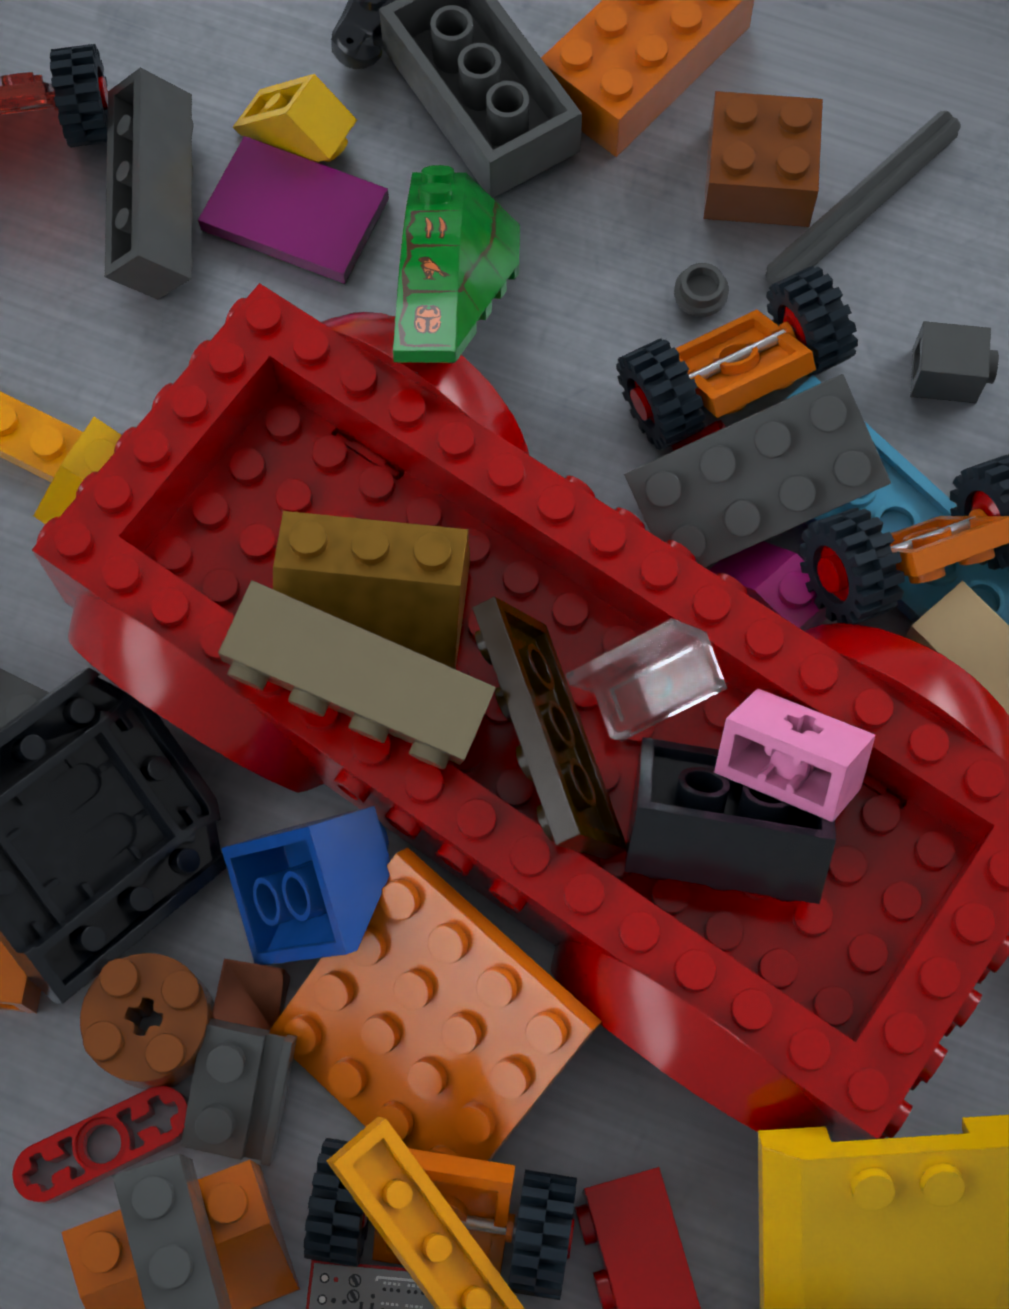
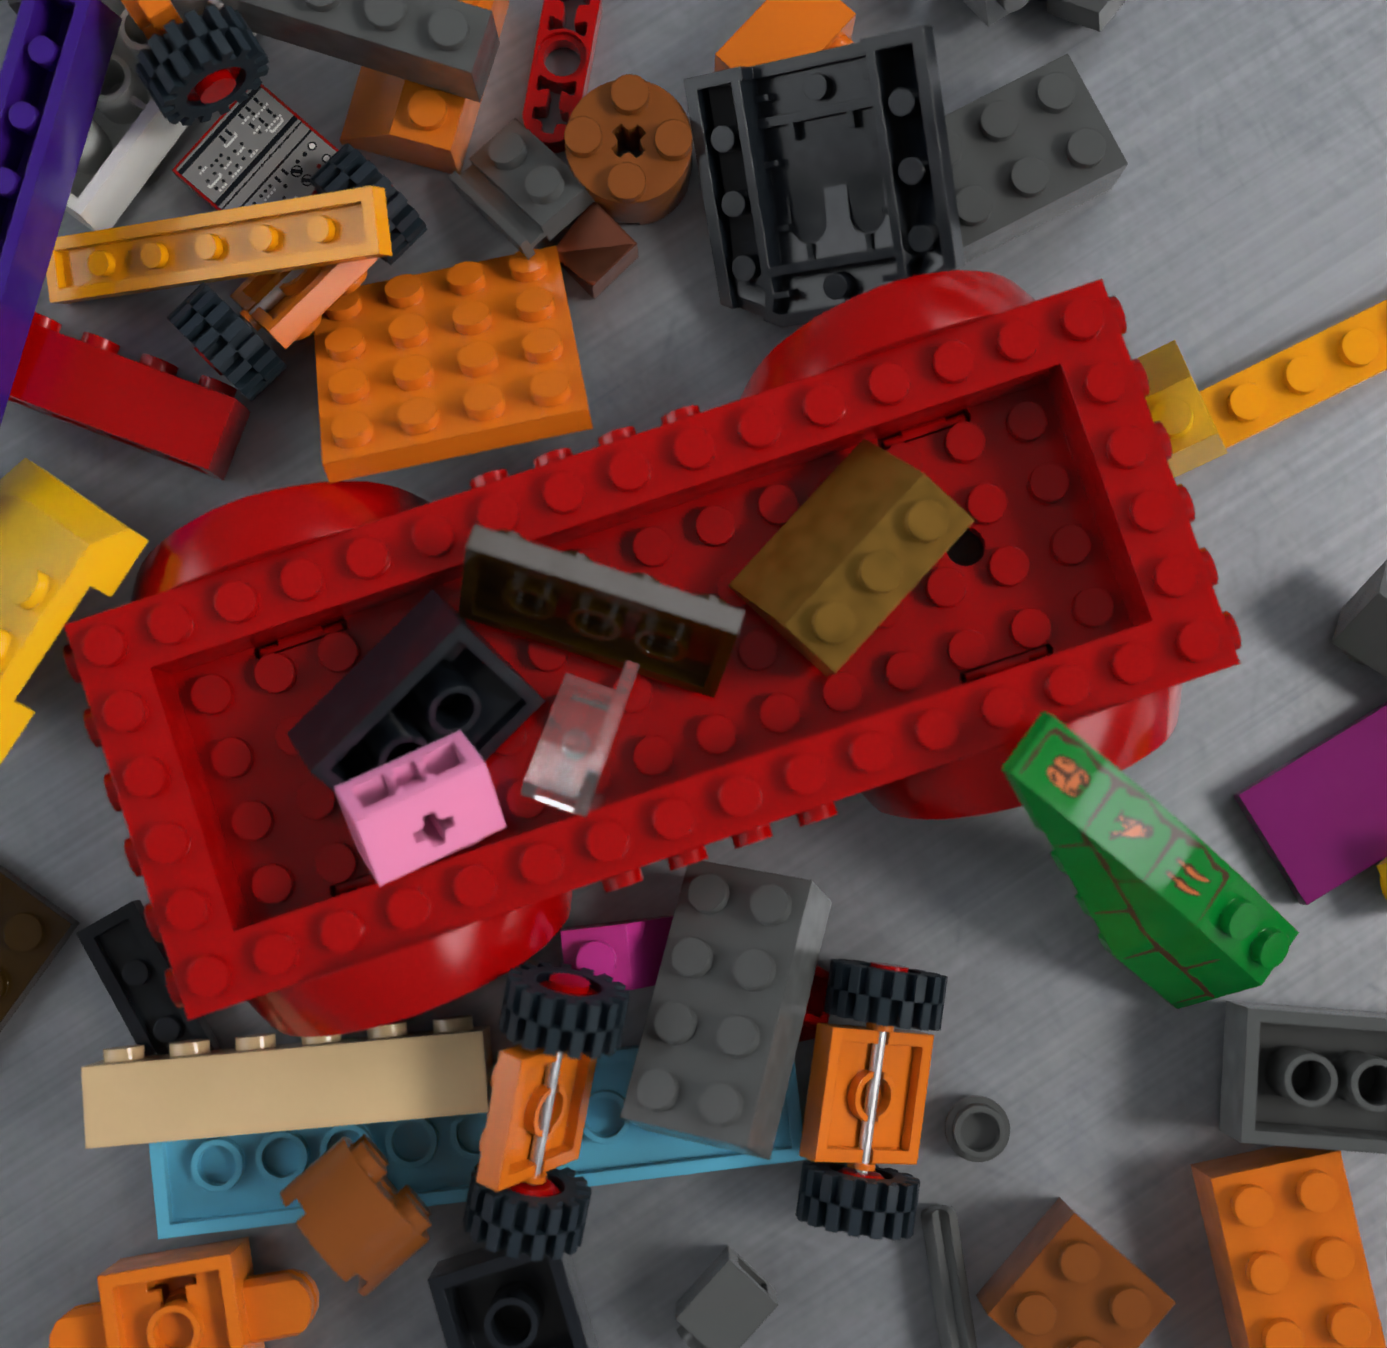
camera: 125 degrees right, 15 degrees up
(310, 886) = (635, 342): blue slope -> none
(356, 674) = (757, 469): dark tan slope -> none

